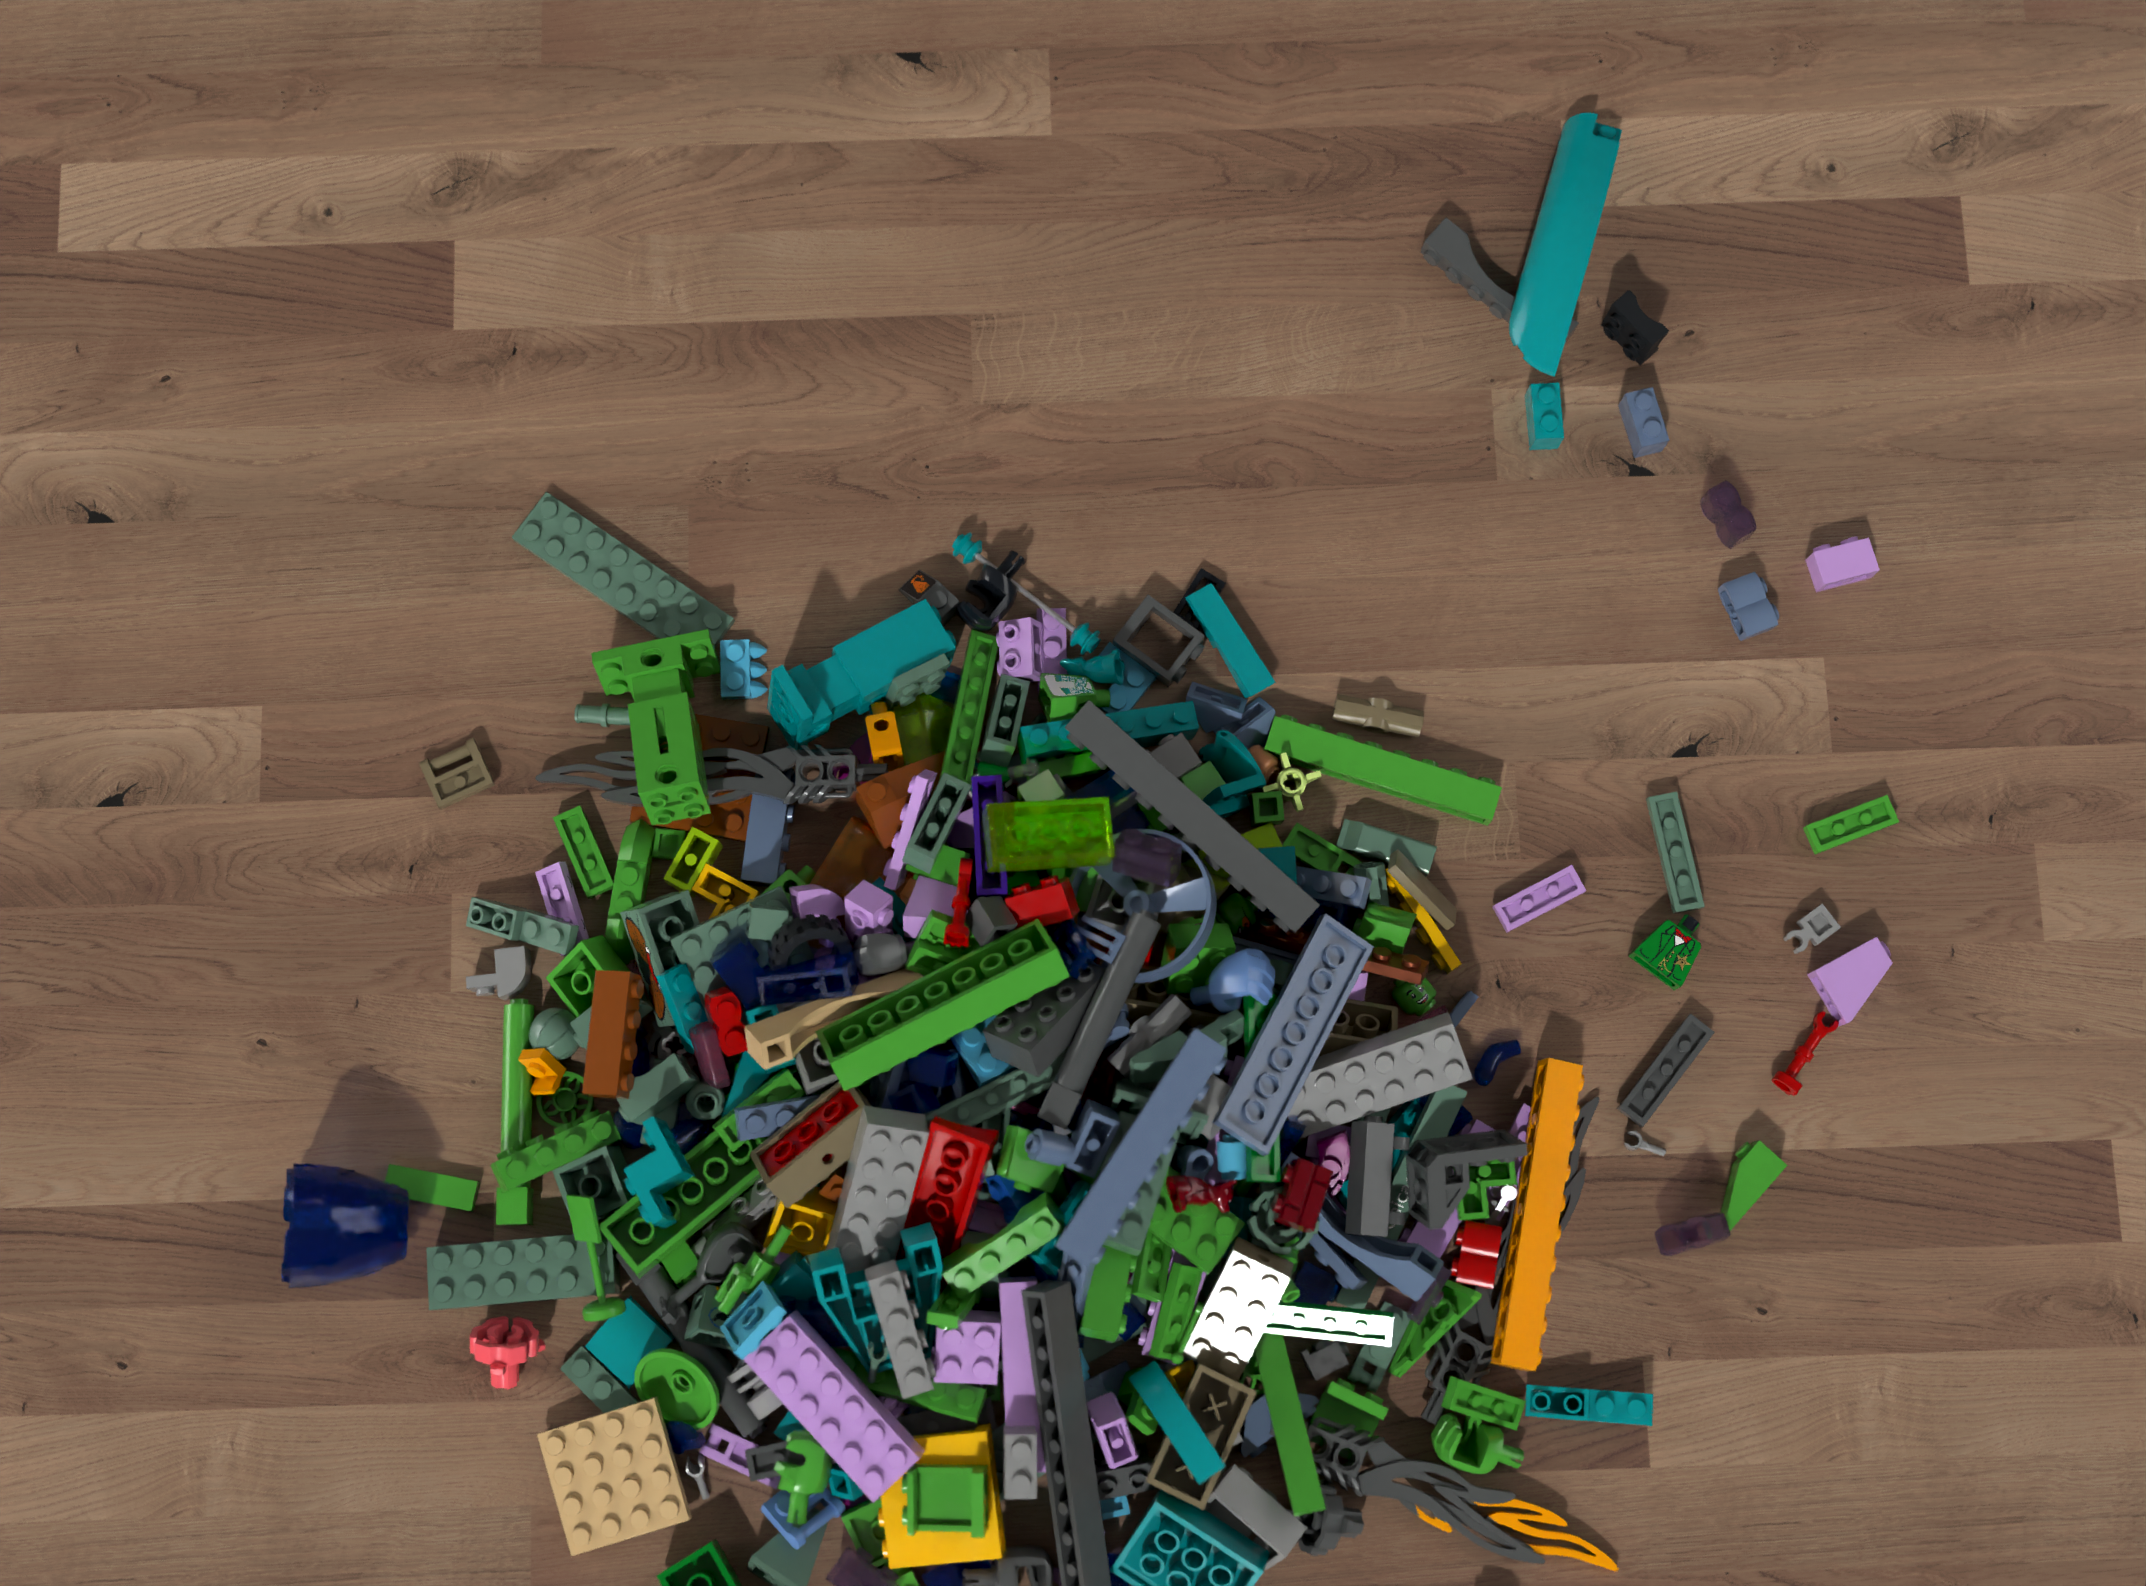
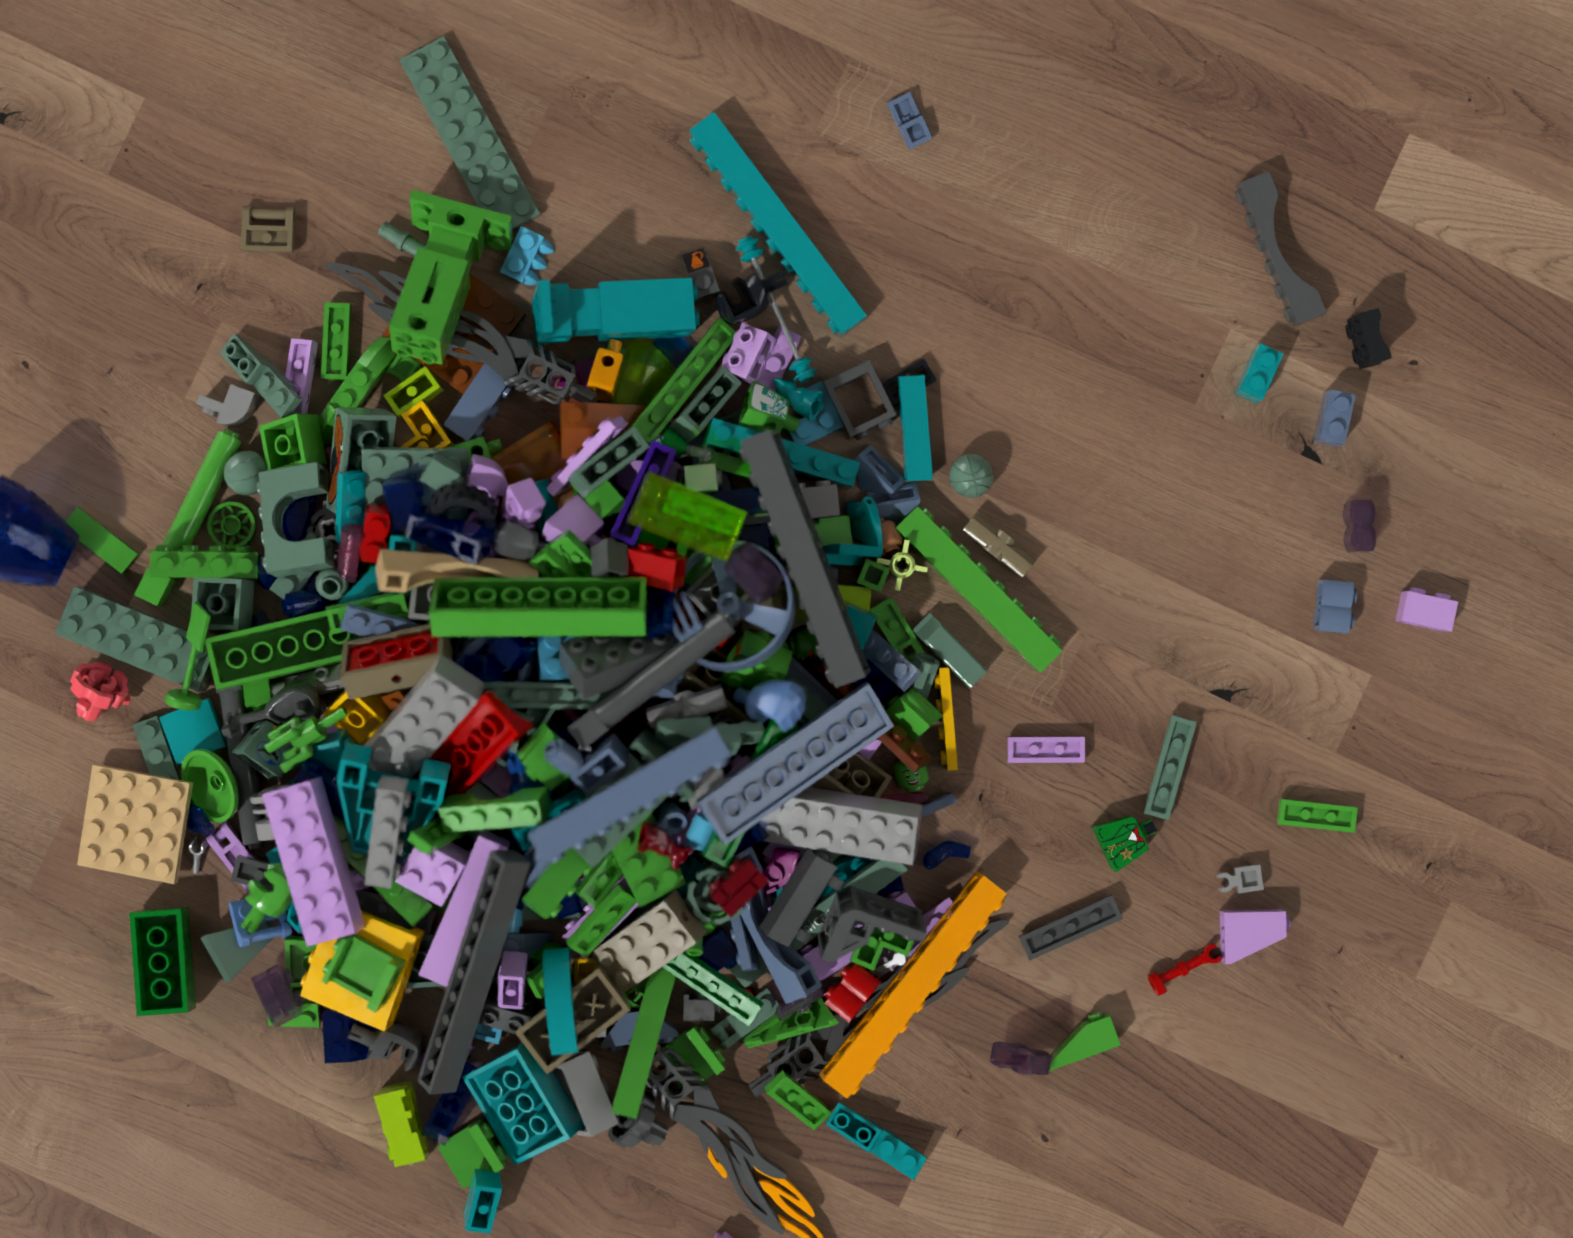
camera: 25 degrees right, 10 degrees up
(545, 1069) = (225, 494): light orange bracket -> none
(612, 1034) = (284, 500): dark orange brick -> none
(657, 1173) = (266, 623): teal bracket -> none
(753, 1320) = (283, 769): medium azure plate -> none
(875, 1360) = (360, 843): sand green hand -> none
(920, 679) = (661, 339): sand green plate -> none
(957, 933) = (578, 558): red piece -> none
(984, 510) = (777, 224): none -> teal brick
(1020, 1462) = (429, 972): light grey brick -> none
(1062, 346) = (909, 121): none -> sand blue slope
(1177, 1357) = (585, 954): bright green hinge -> none
(1313, 658) = (971, 475): none -> sand green piece
(1422, 890) = (958, 698): dark tan tile -> none
(1473, 1448) = (775, 1127): bright green piece -> none
(1563, 240) = (1352, 237): teal slope -> none
(1644, 1145) = (1024, 974): light grey hand -> none

